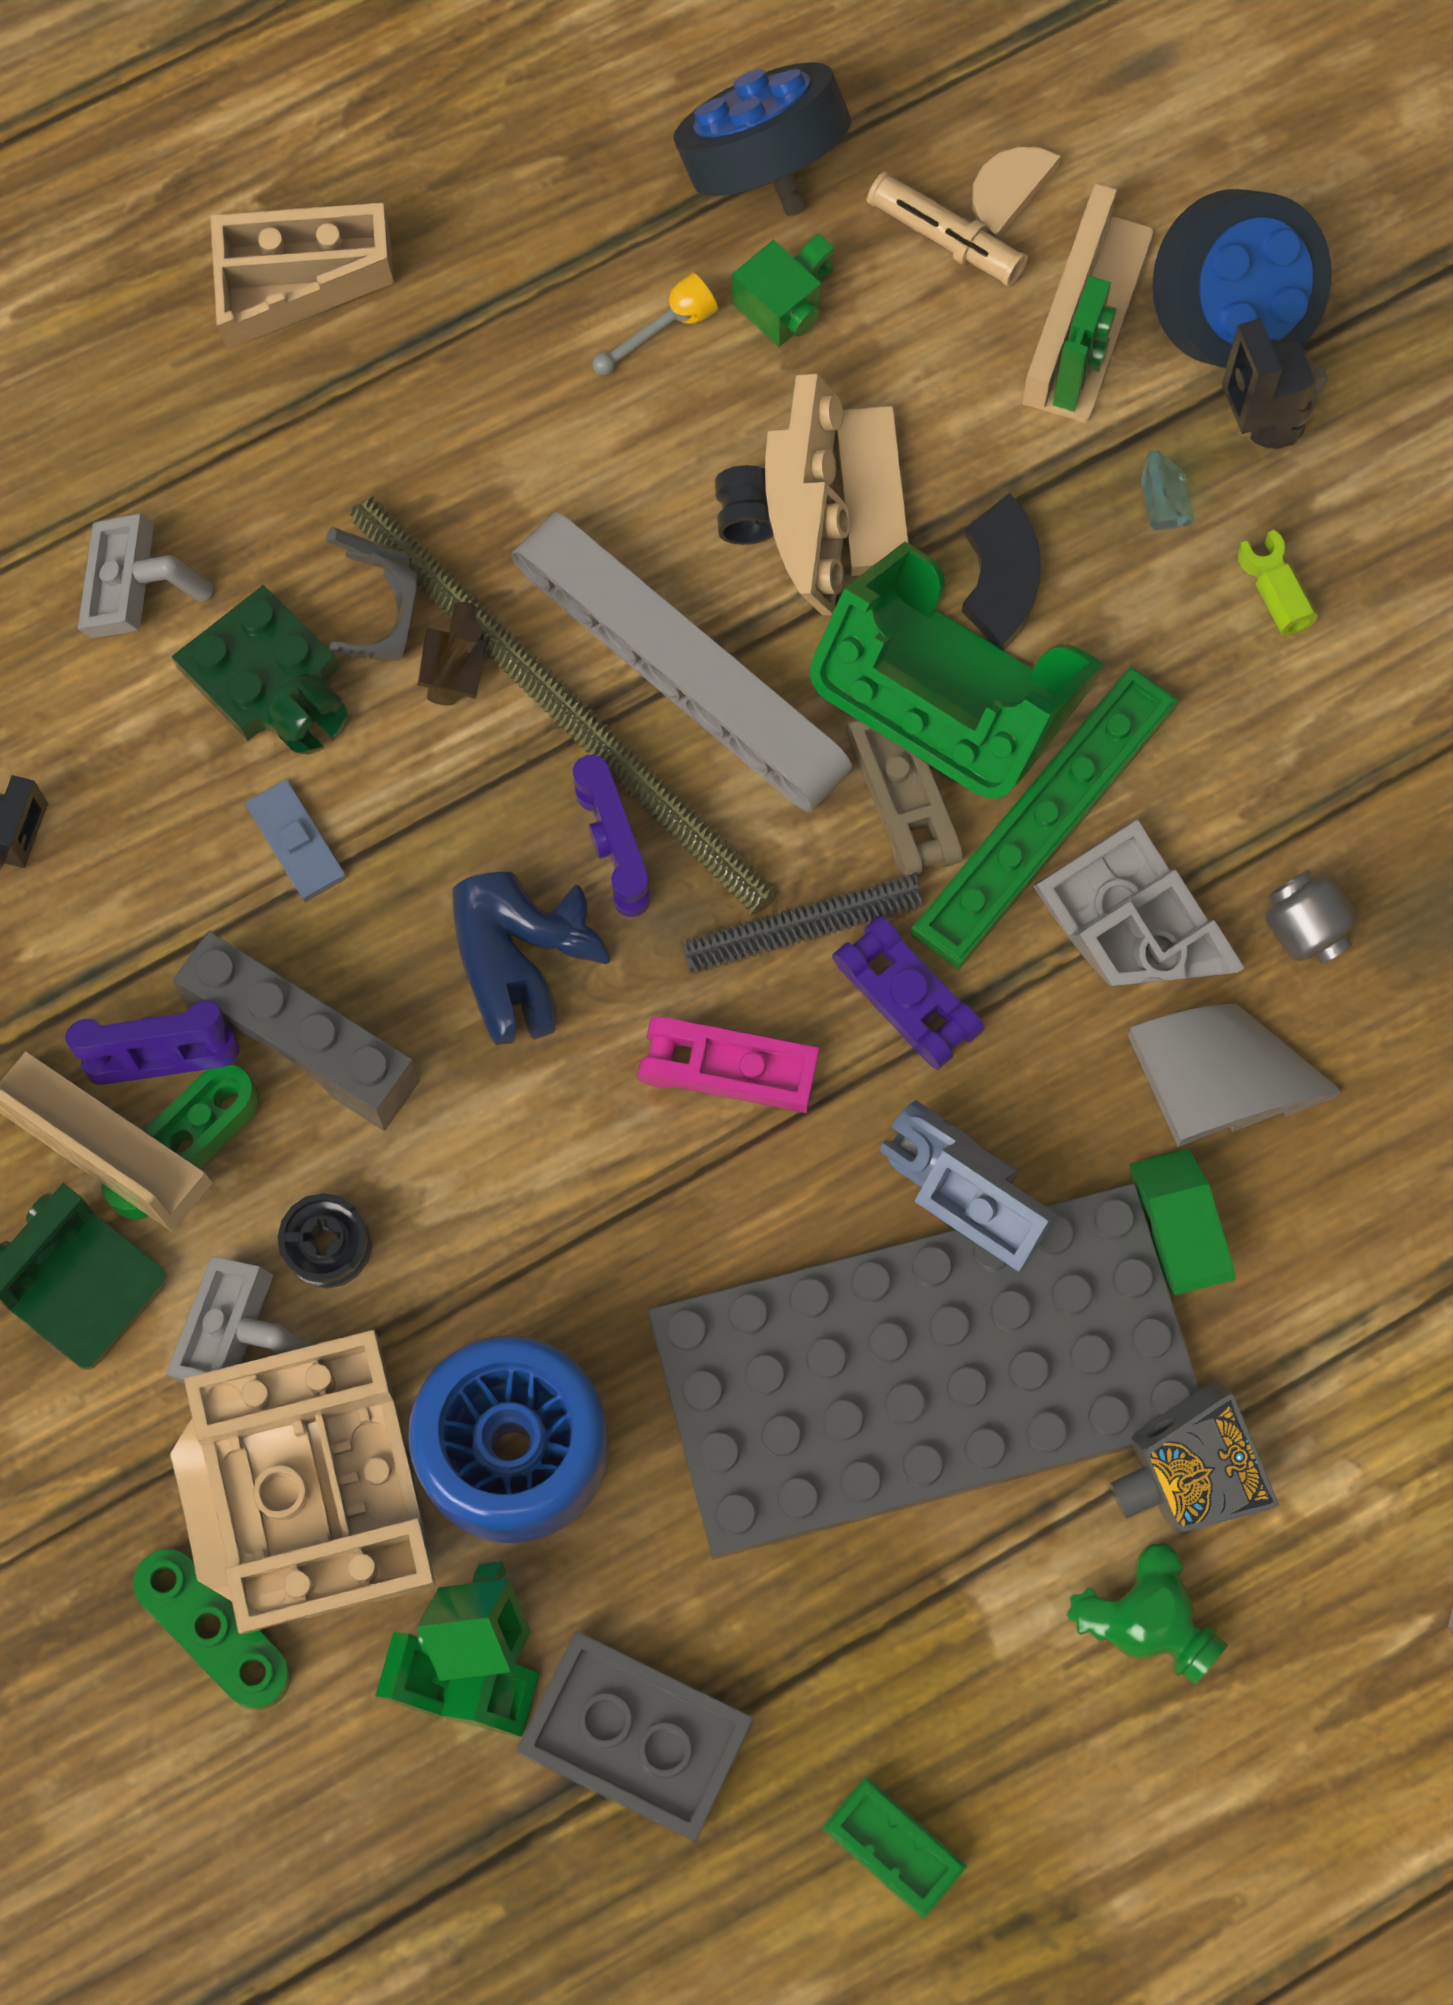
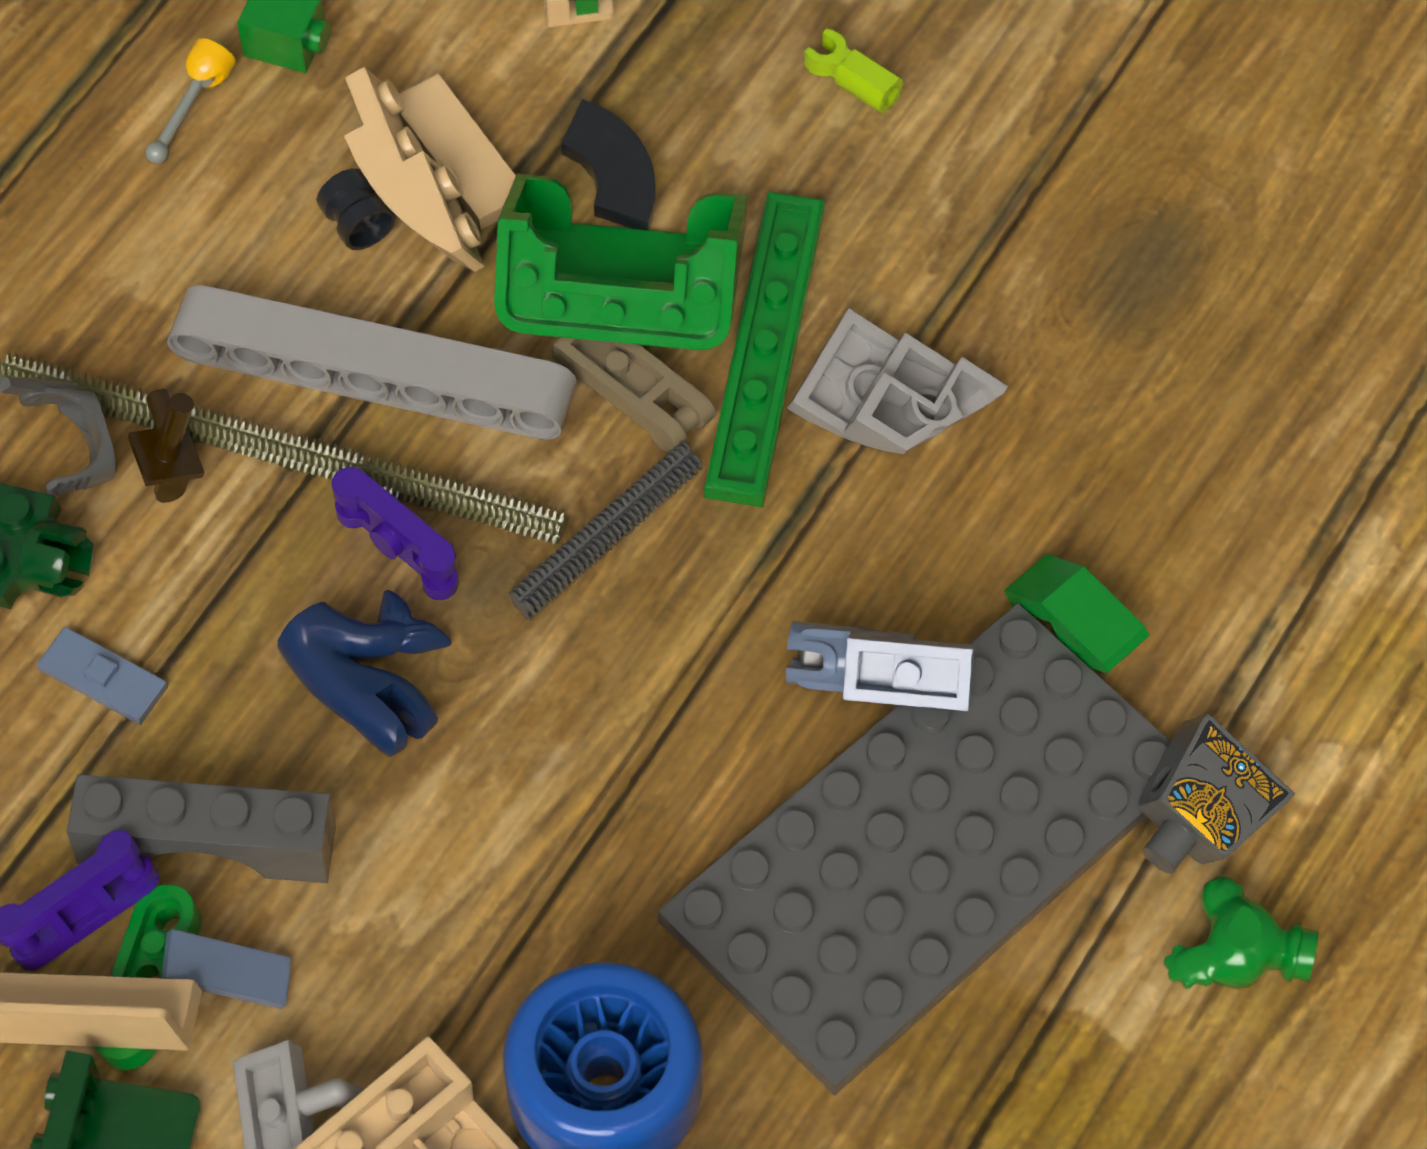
camera: 30 degrees left, 10 degrees down
(246, 1169) = (227, 968): none -> sand blue piece
(343, 1257) = (318, 1019): black wheel -> none
(730, 1064) = (610, 673): dark pink plate -> none
(907, 993) = (731, 543): dark purple plate -> none
(1165, 493) = (714, 43): clear light blue slope -> none
(1223, 1071) = (1039, 476): light grey slope -> none
(1311, 917) = (1040, 319): flat silver head -> none

